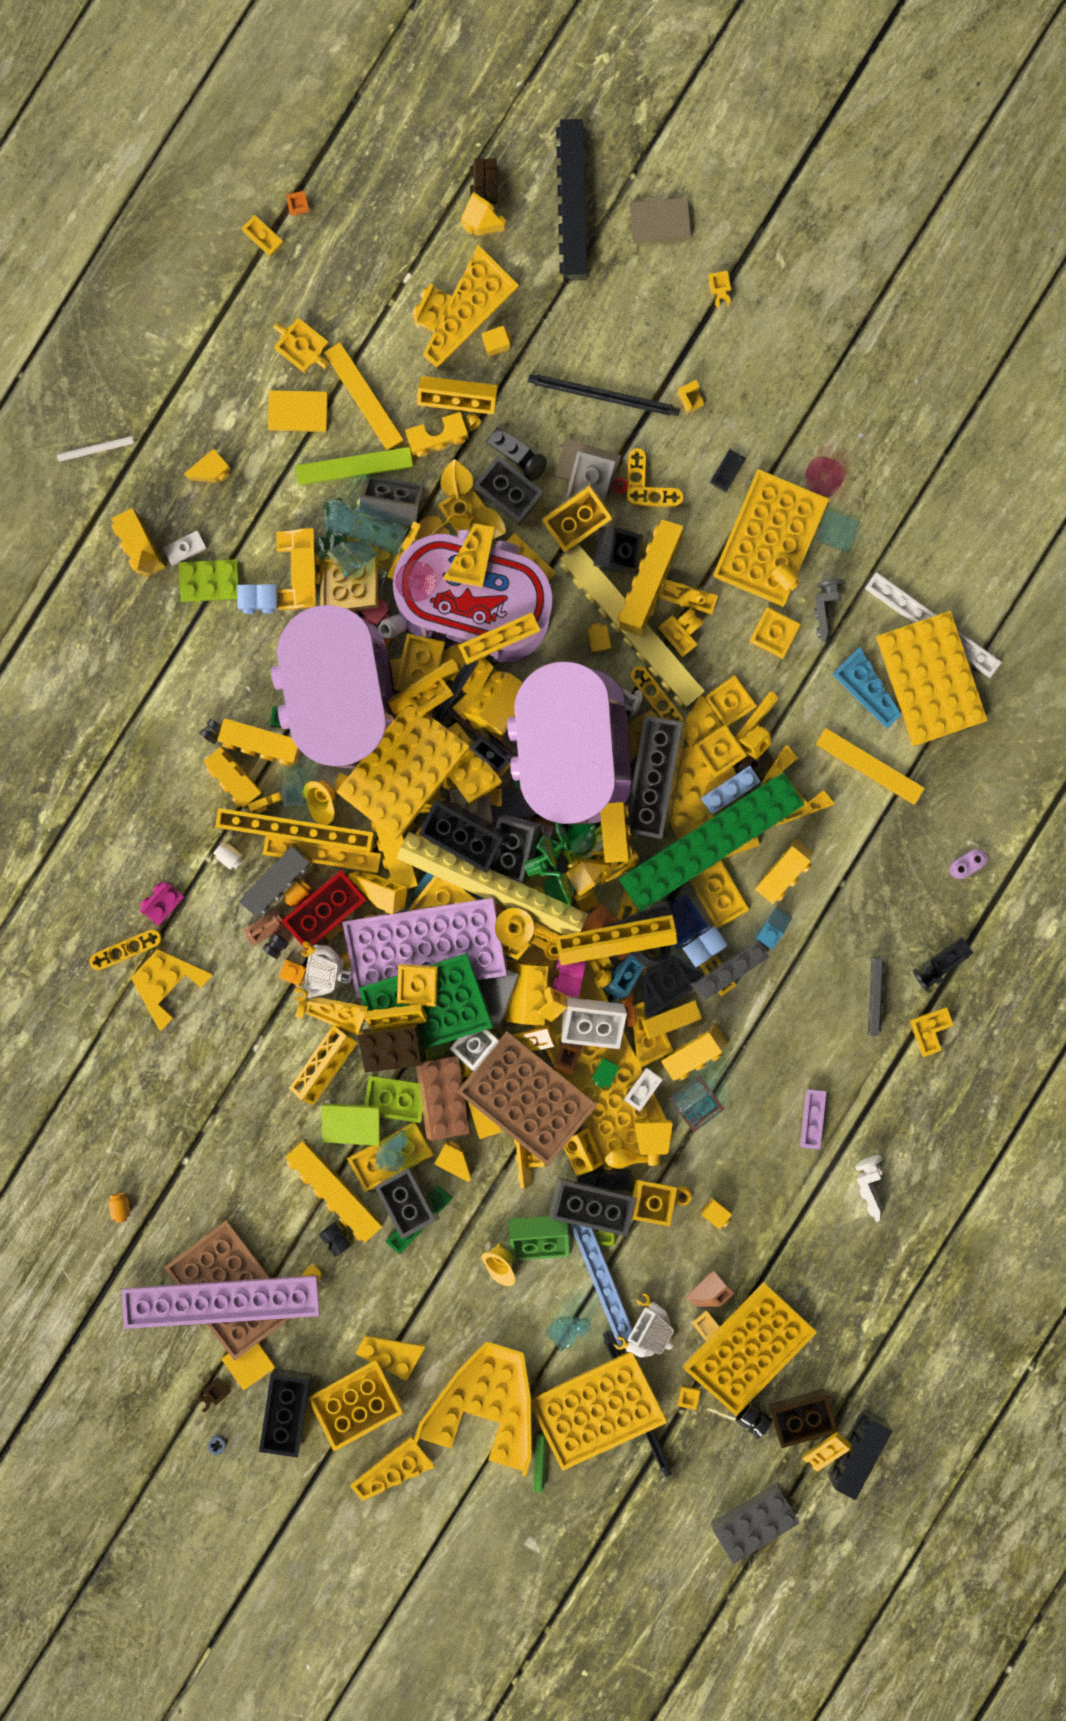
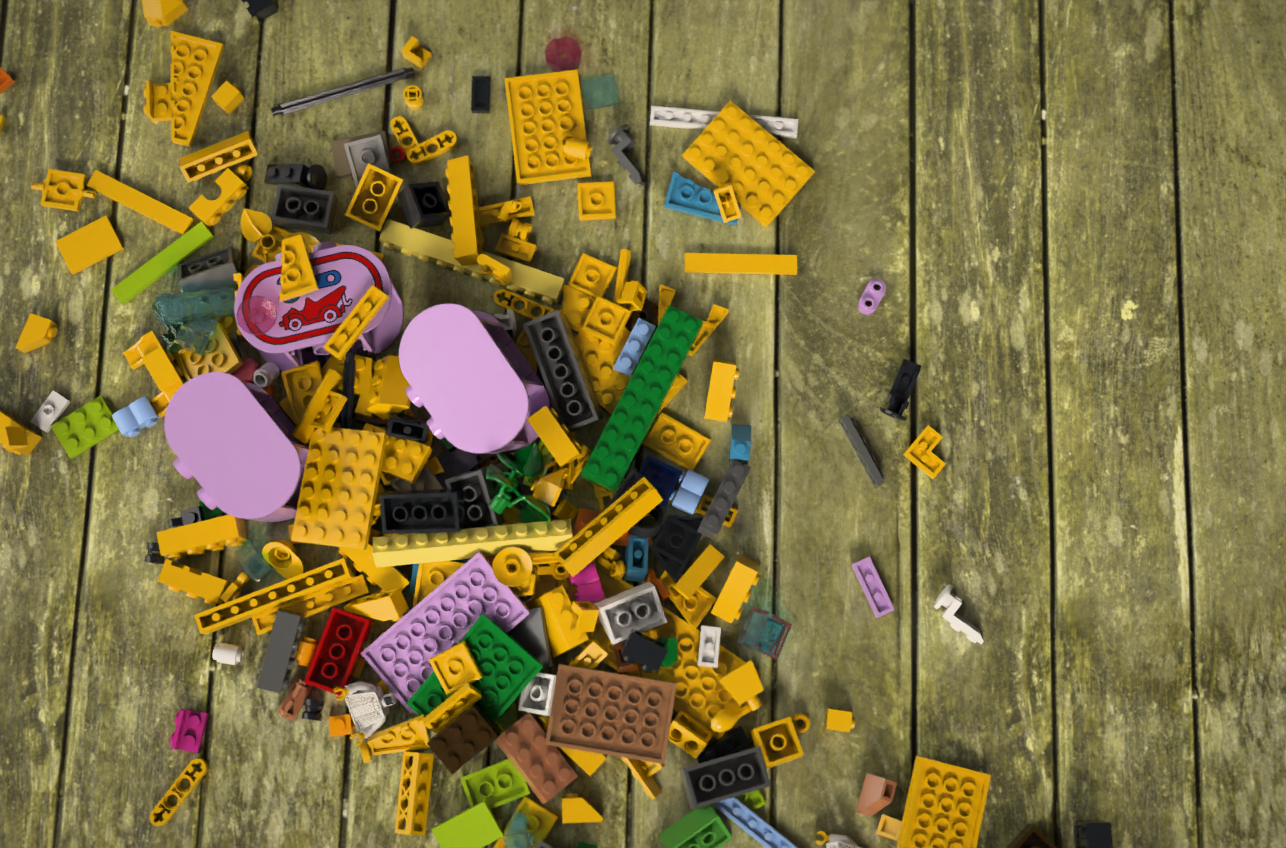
camera: 30 degrees left, 10 degrees down
(159, 977) = (223, 799): yellow wing -> none
(257, 718) = (188, 517): none -> black plate
(586, 1065) = (644, 650): none -> black brick
(598, 638) = (450, 287): yellow brick -> none
(650, 655) = (489, 266): none -> yellow plate
(663, 442) = (413, 101): none -> yellow wheel
(890, 707) = (727, 203): none -> yellow slope

